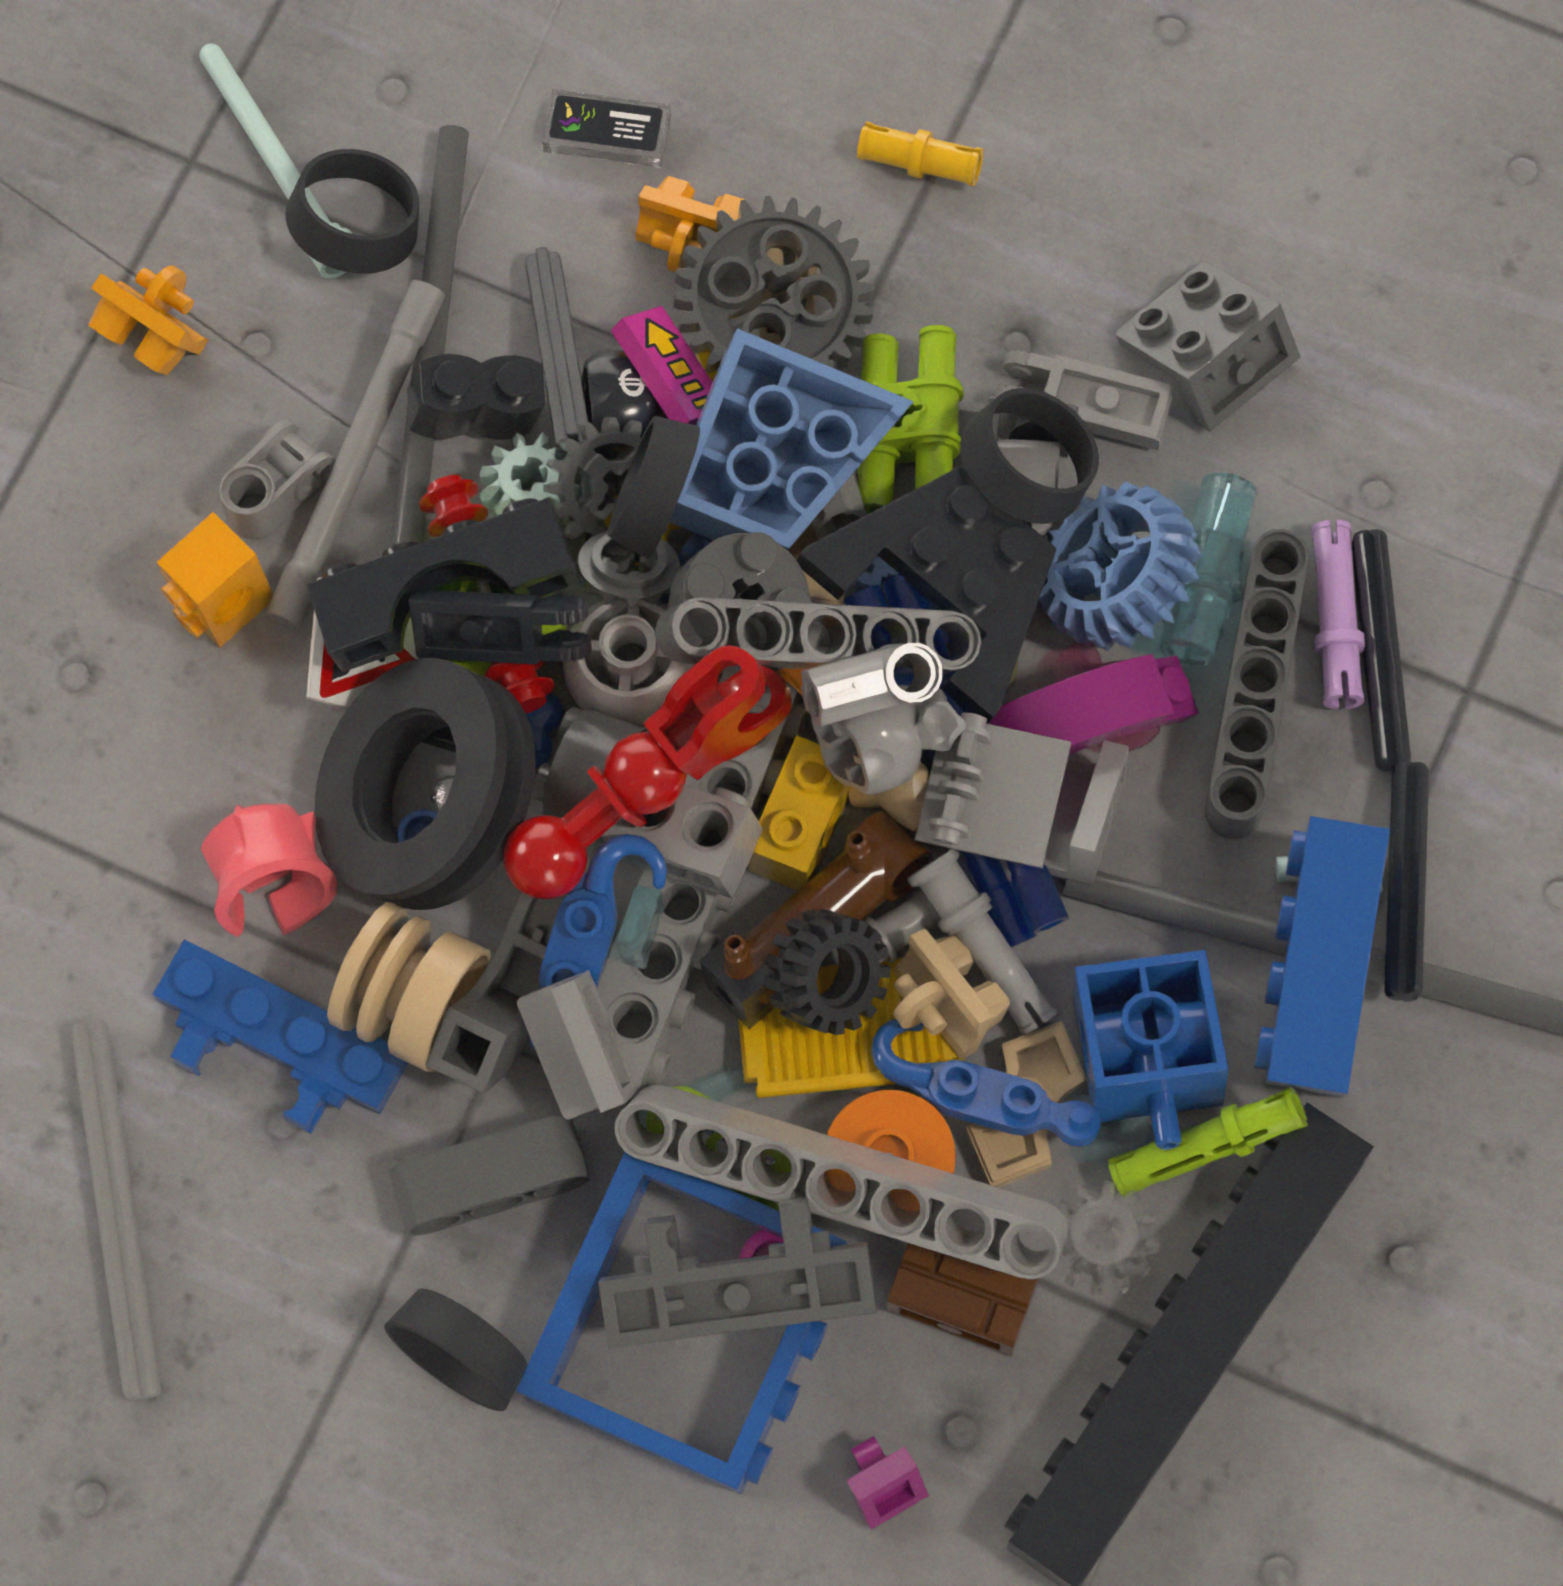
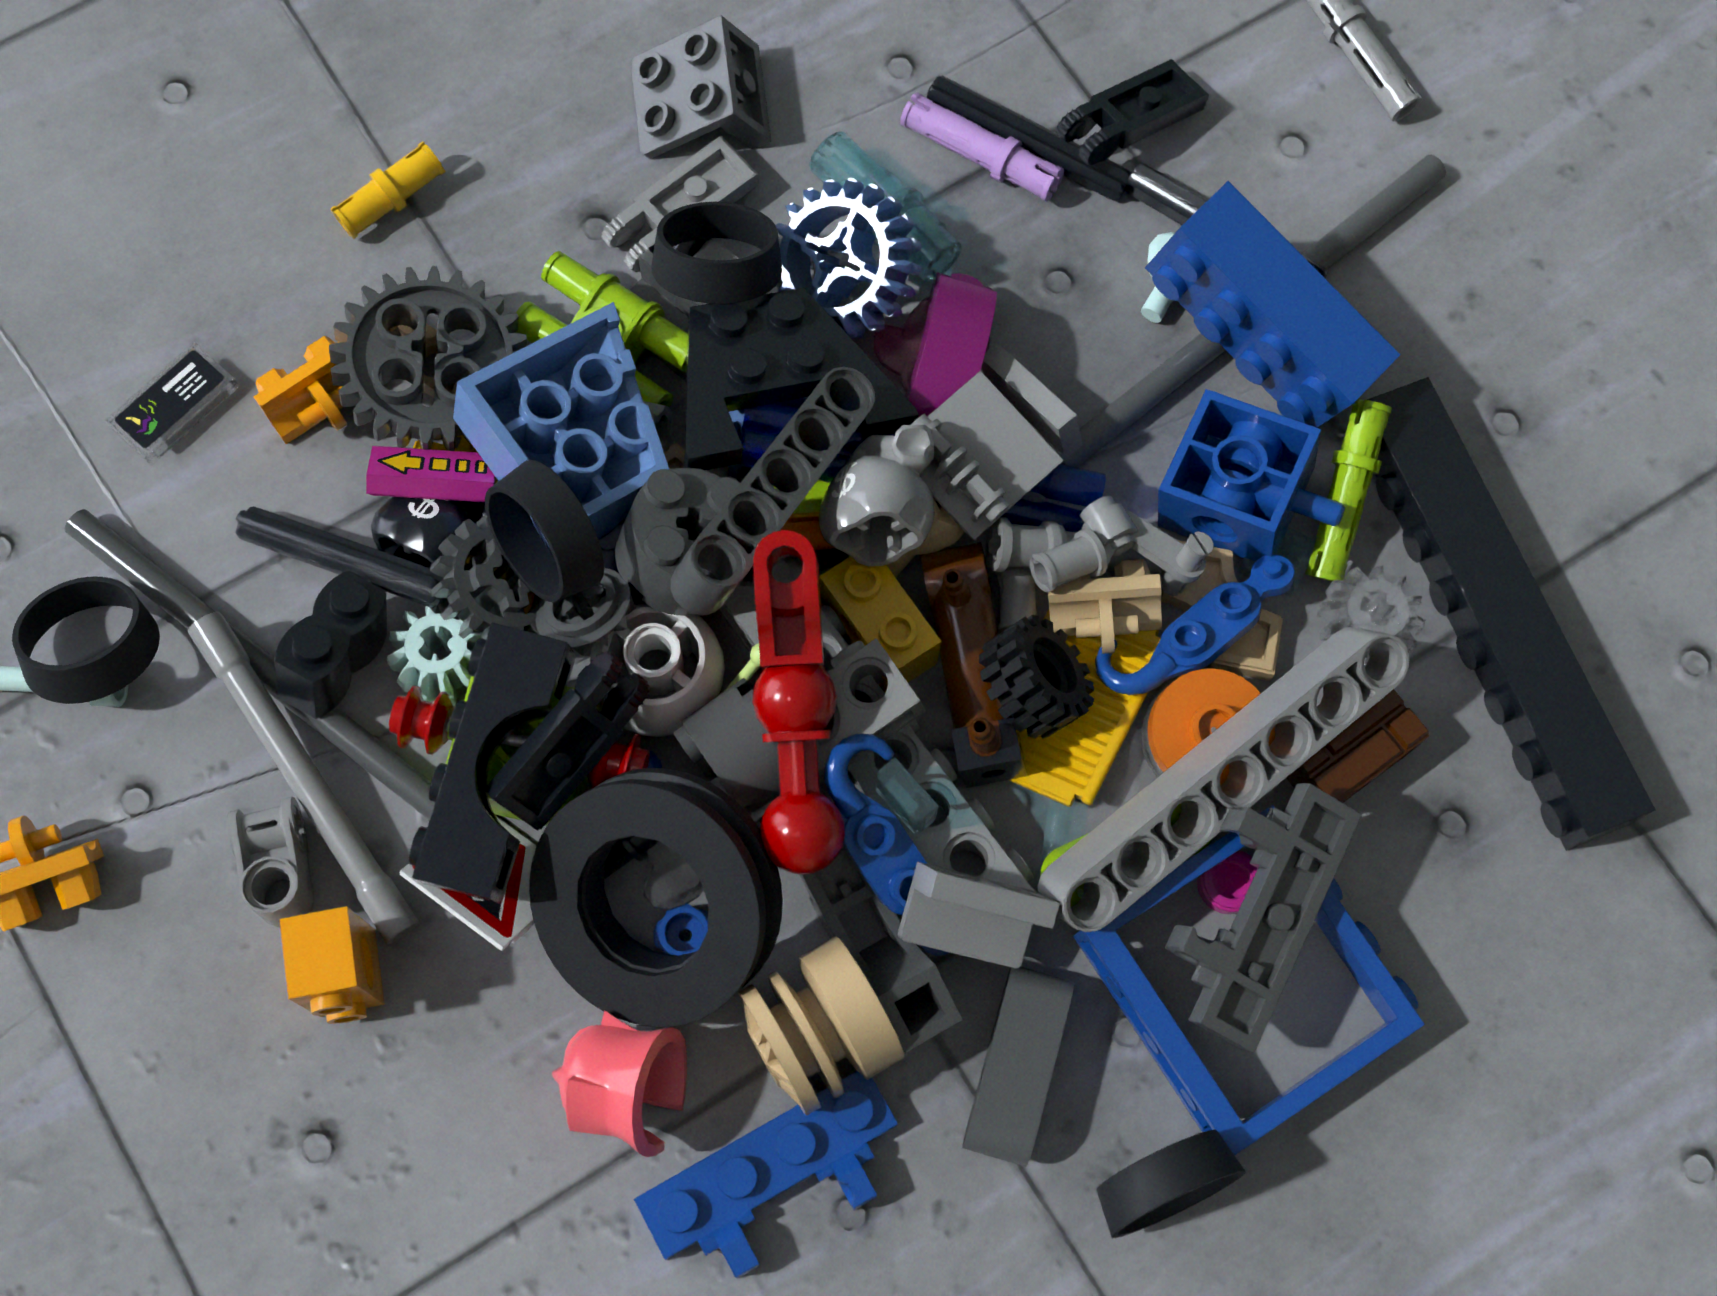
camera: 65 degrees left, 0 degrees up
(867, 683) = (855, 463): light grey piece -> none
(884, 1483) = (1471, 906): magenta tile -> none
(1006, 951) = (1111, 532): none -> light grey pin
(1263, 655) = (1007, 256): dark grey beam -> none
(1472, 723) = (1133, 111): none -> black hinge

